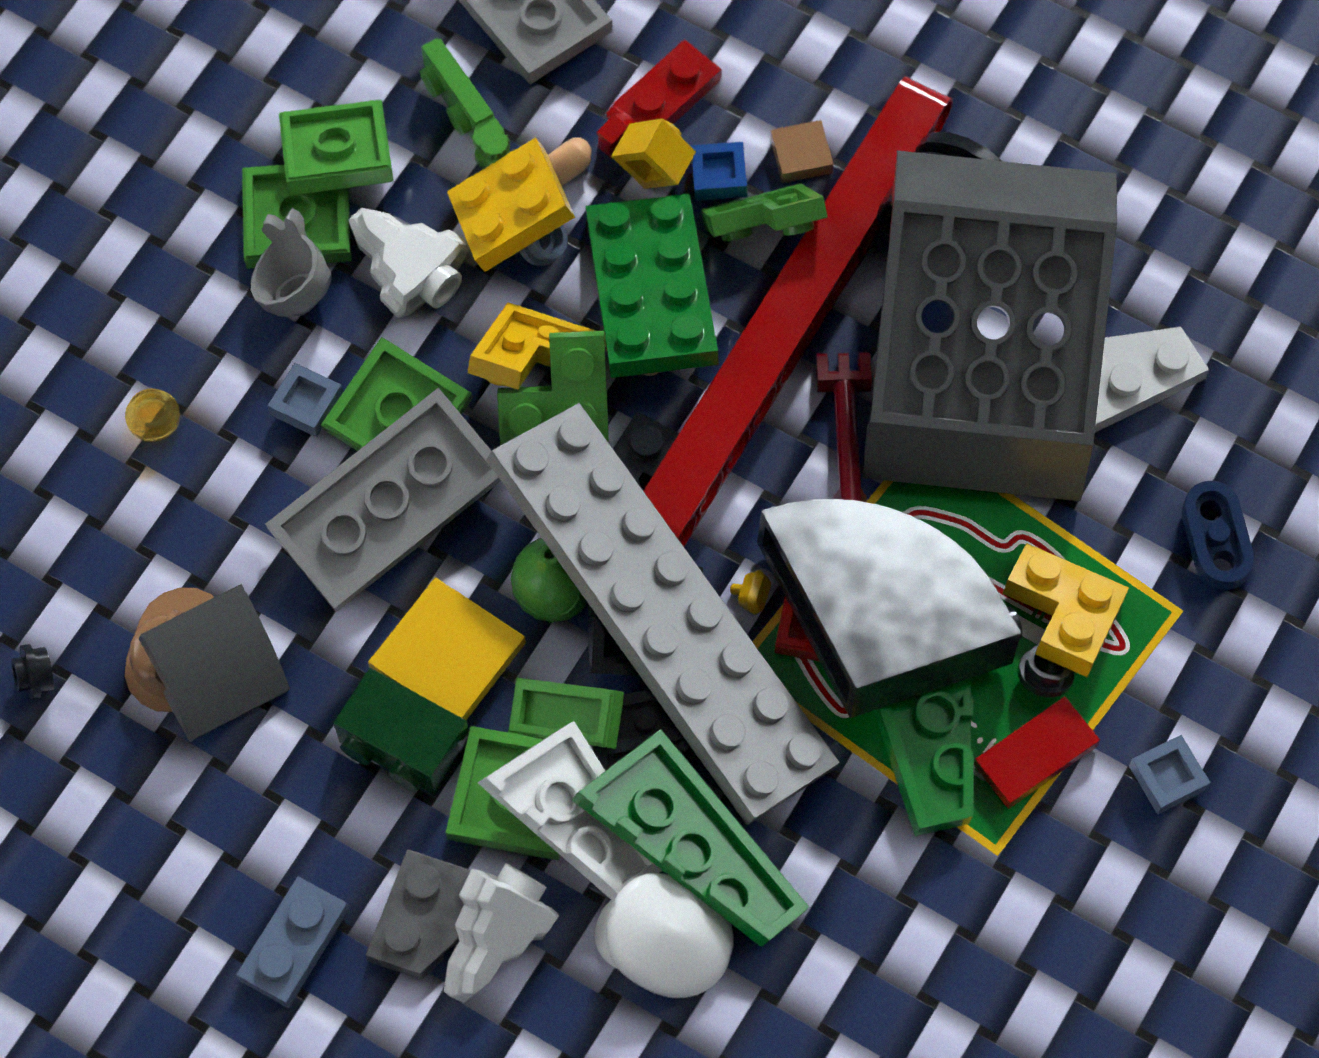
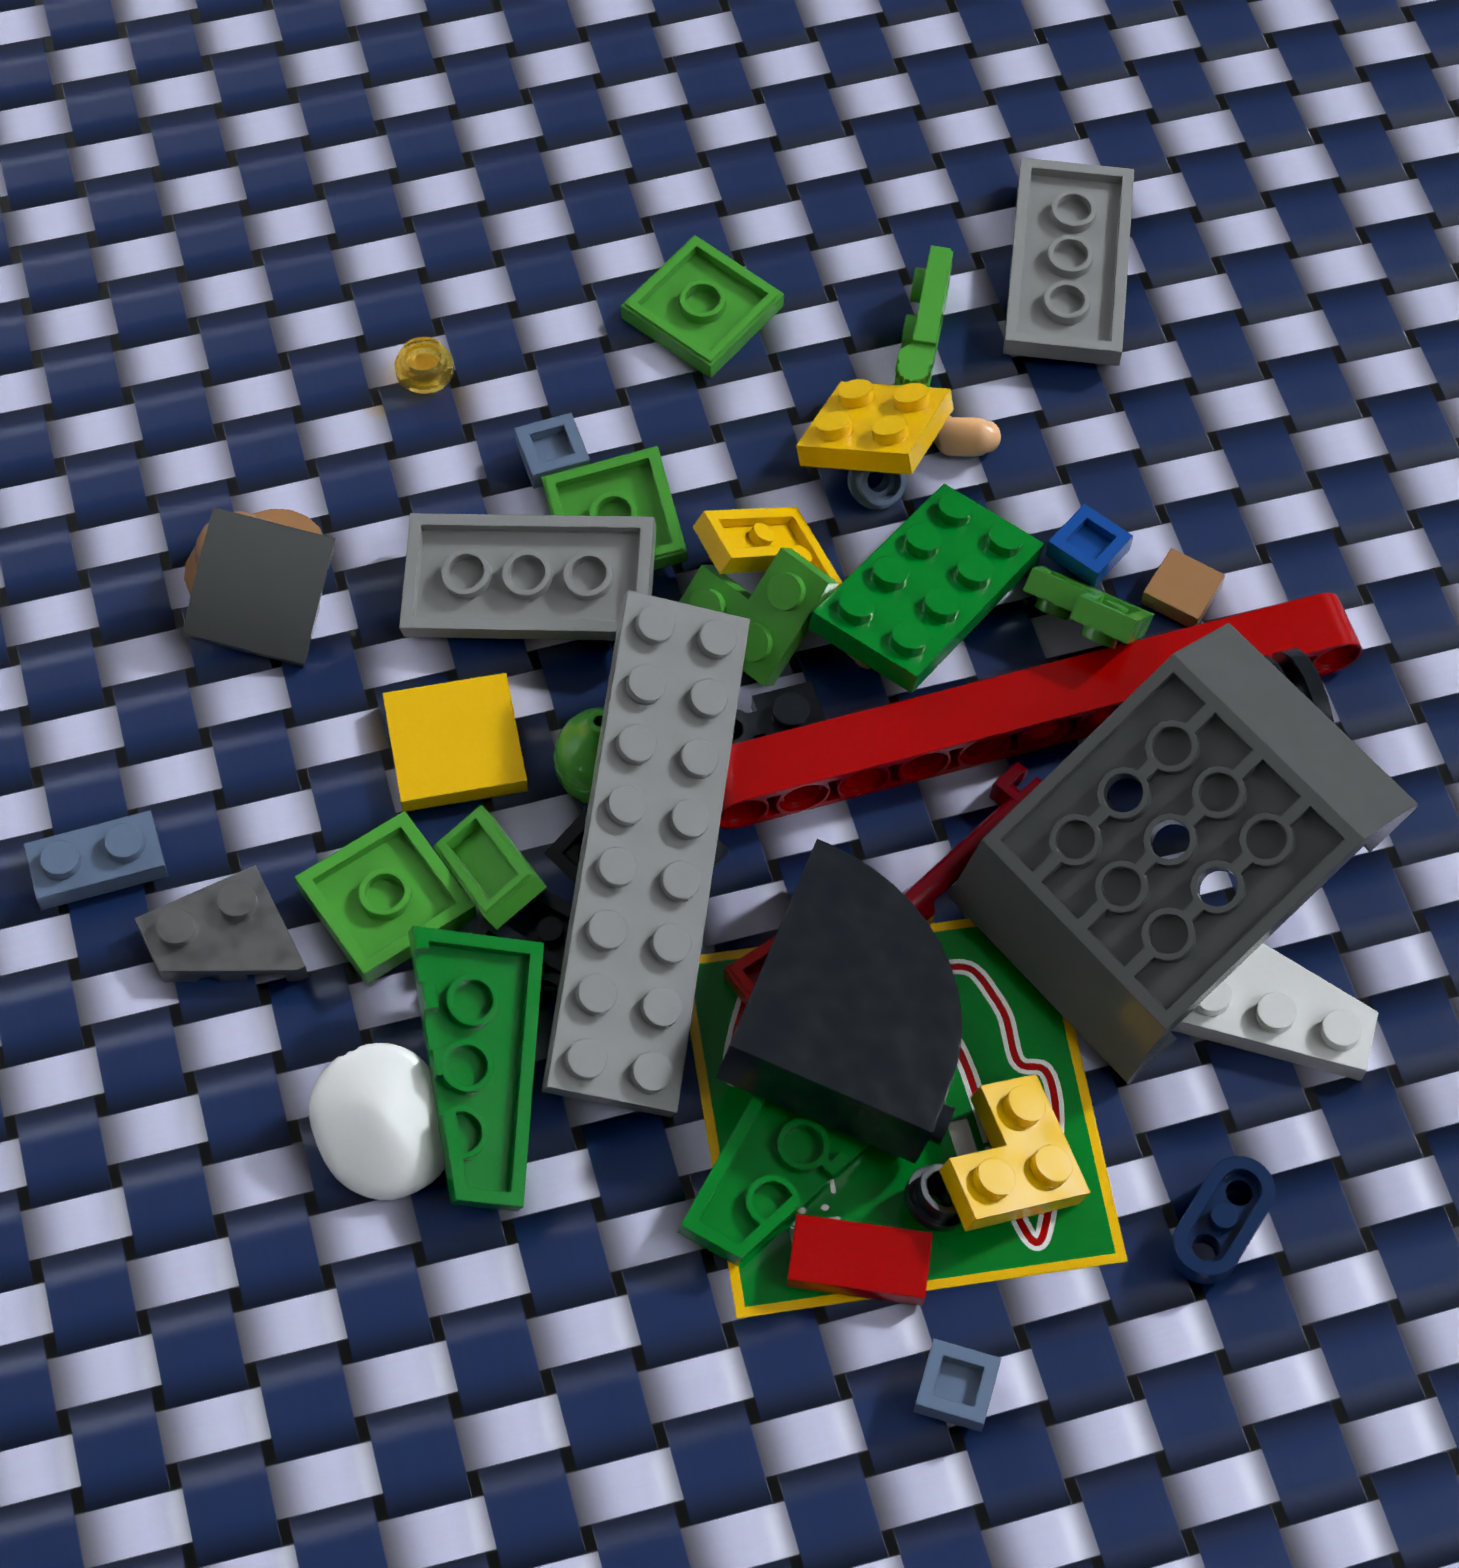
camera: 40 degrees right, 5 degrees down
(32, 671) = (125, 481): black plate -> none
(291, 270) = (644, 341): light grey piece -> none
(335, 147) = (784, 275): bright green tile -> none
(401, 733) = (346, 768): dark green brick -> none
(409, 260) = (750, 412): white rock -> none
(494, 927) = (254, 984): white rock -> none
(540, 794) = (386, 900): white wing -> none
(654, 153) = (1044, 483): yellow plate -> none
(661, 93) = (1099, 449): red hinge -> none
(753, 591) = (756, 910): yellow rock -> none

